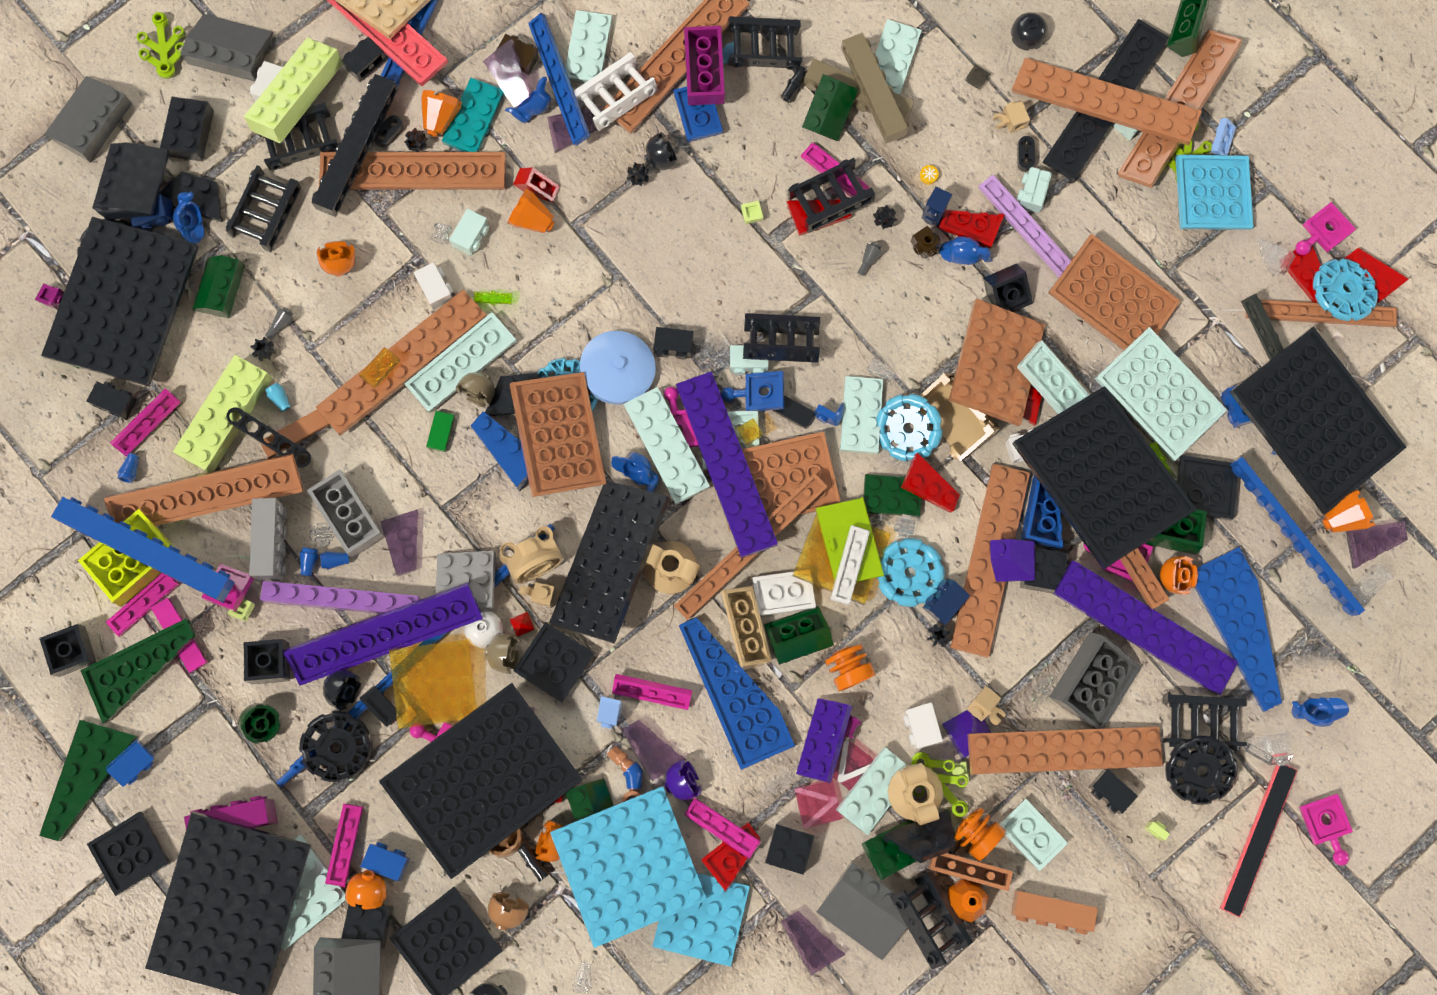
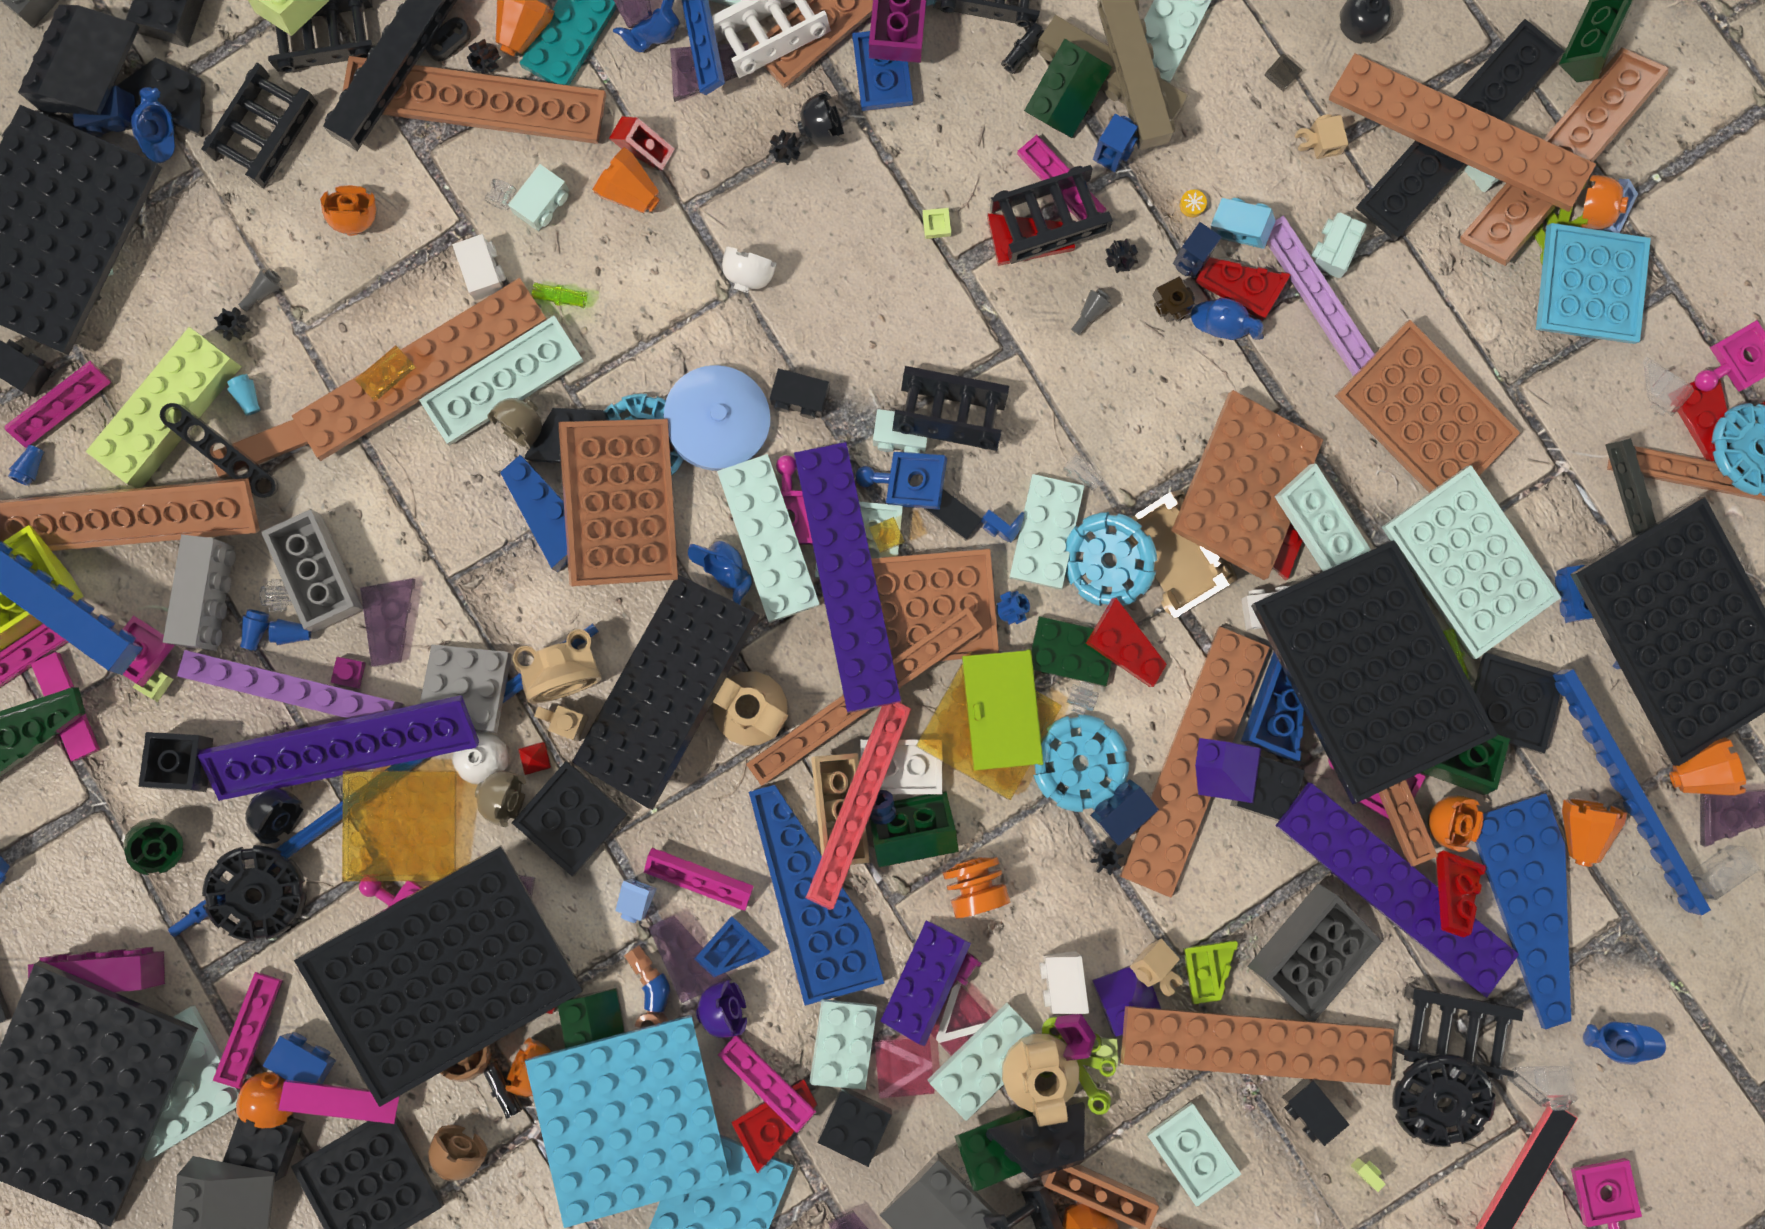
camera: 10 degrees right, 5 degrees up
(219, 286) = (185, 227): dark green slope -> none
(379, 582) = (348, 672): none -> magenta plate
(379, 705) = (321, 844): black tile -> none
(418, 884) = (335, 1102): none -> dark pink tile
(440, 431) = (460, 473): green tile -> none
(624, 262) = (747, 269): none -> white cylinder
(682, 737) = (730, 949): none -> blue wing
(758, 620) = (858, 805): none -> coral tile
(772, 793) = (843, 1044): none -> light aqua plate
(774, 621) = (883, 809): none -> dark blue wheel
(846, 470) = (1013, 607): none -> blue gear
(849, 565) = (997, 744): white tile -> none
(869, 140) = (1116, 142): none -> blue brick
(936, 760) = (1077, 1036): none -> magenta bracket
(966, 182) = (1243, 222): none -> medium azure brick
(981, 835) = (1124, 1150): orange wheel -> none
(1008, 288) = (1280, 381): black slope -> none
(1021, 153) = (1339, 192): black beam -> none
(1022, 704) = (1208, 970): none -> lime wing
(1187, 622) = (1457, 892): none -> red wing
(1211, 136) = (1603, 203): none -> orange cylinder
(1273, 567) = (1590, 829): none -> orange cone

